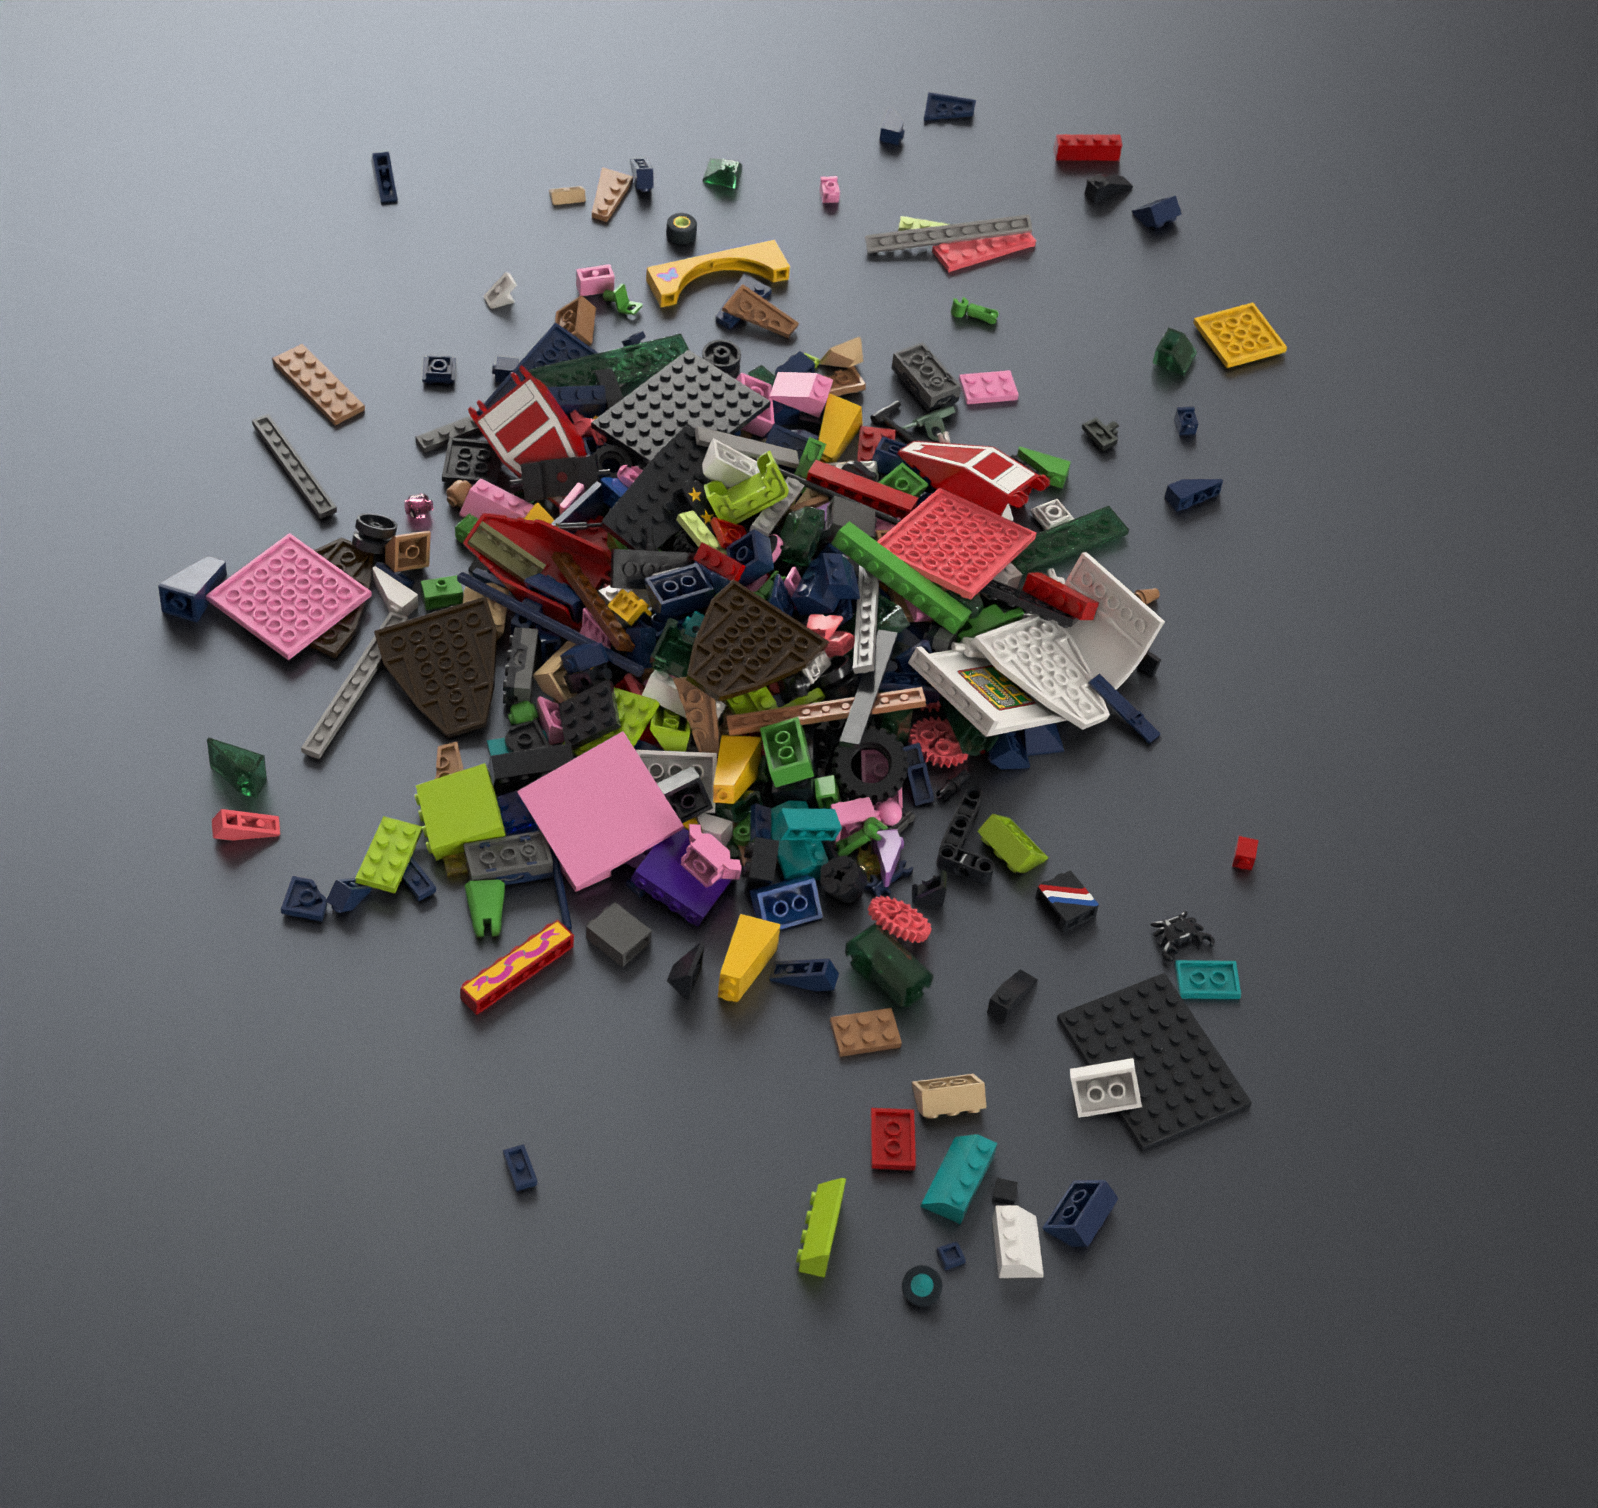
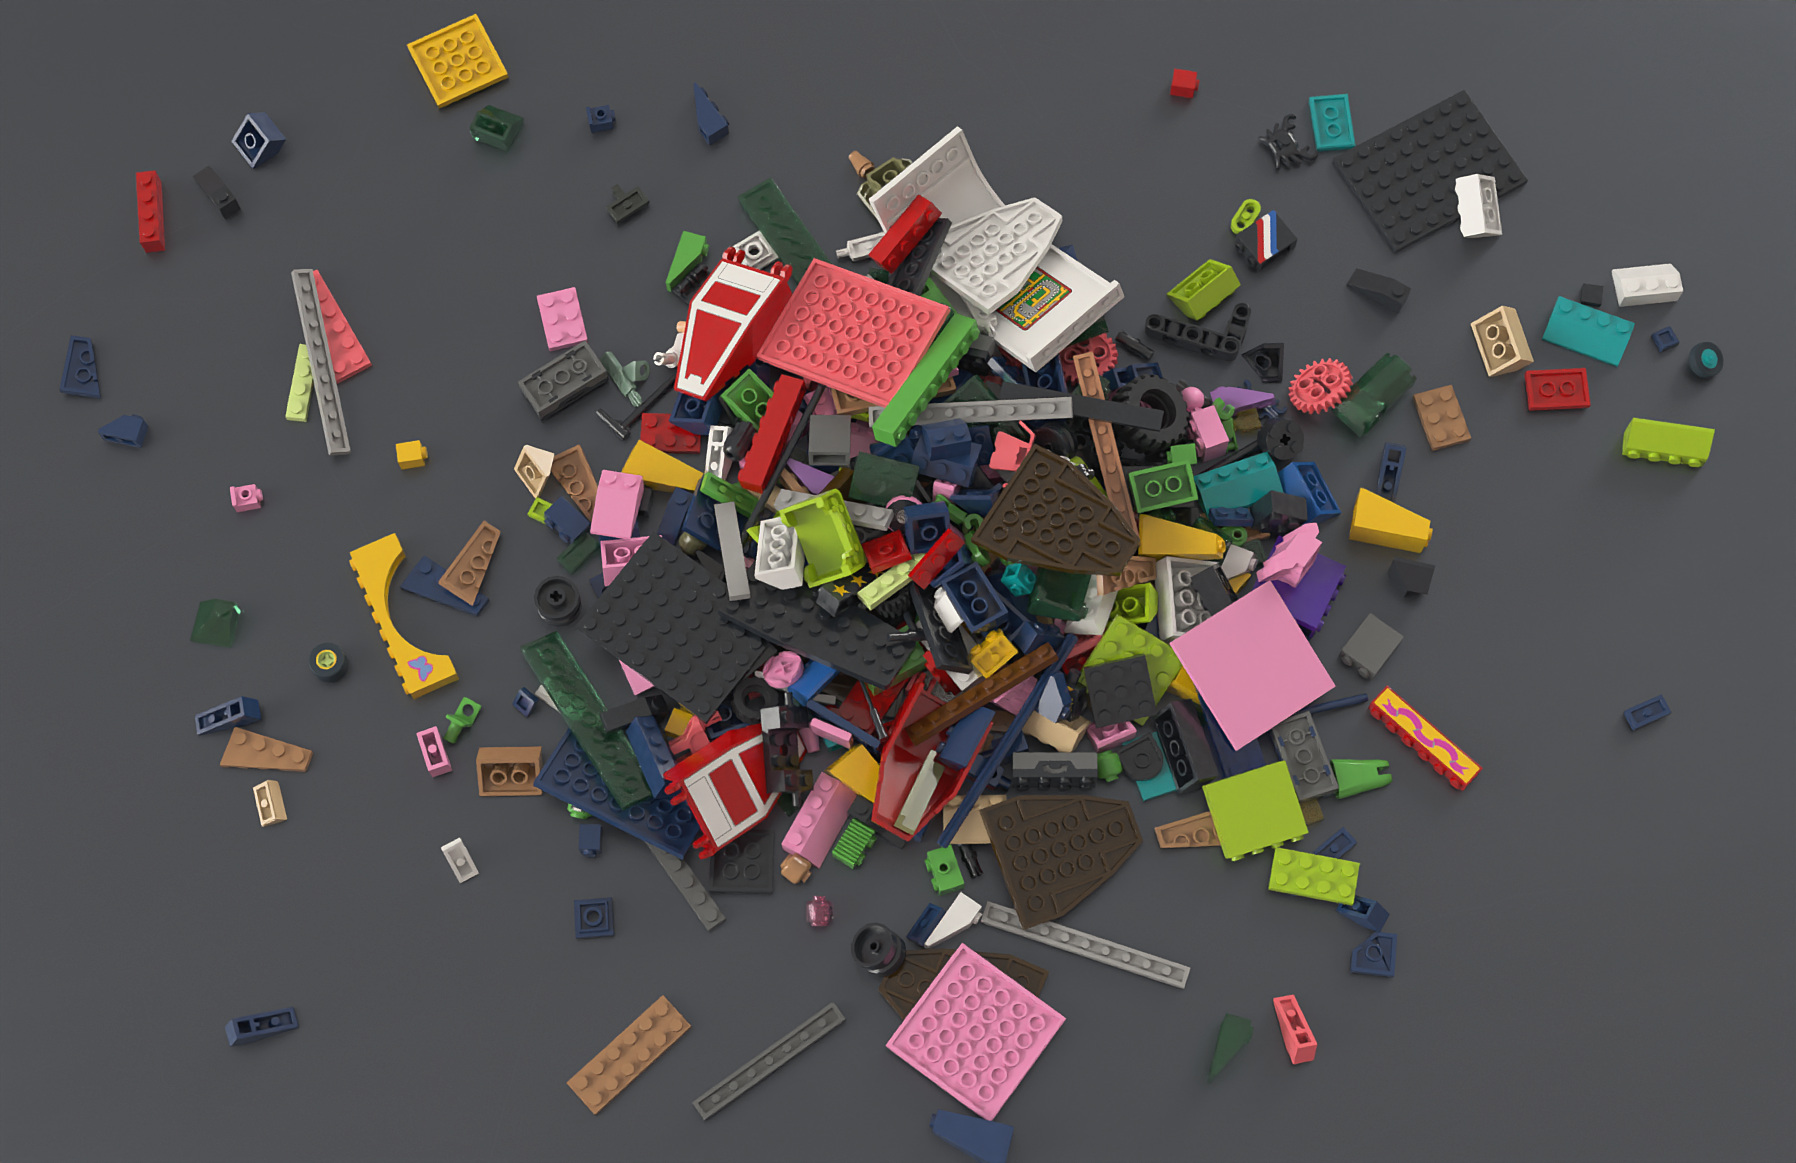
camera: 85 degrees left, 20 degrees up
(408, 551) = (901, 909): medium nougat slope -> none
(807, 824) = (1237, 467): teal brick -> none
(862, 284) = (411, 454): none -> yellow brick
(986, 314) = (441, 336): bright green piece -> none
(1081, 1212) = (1606, 232): dark blue slope -> none
(1097, 888) = (1244, 217): none -> lime plate
(1124, 708) = (1019, 185): dark blue piece -> none

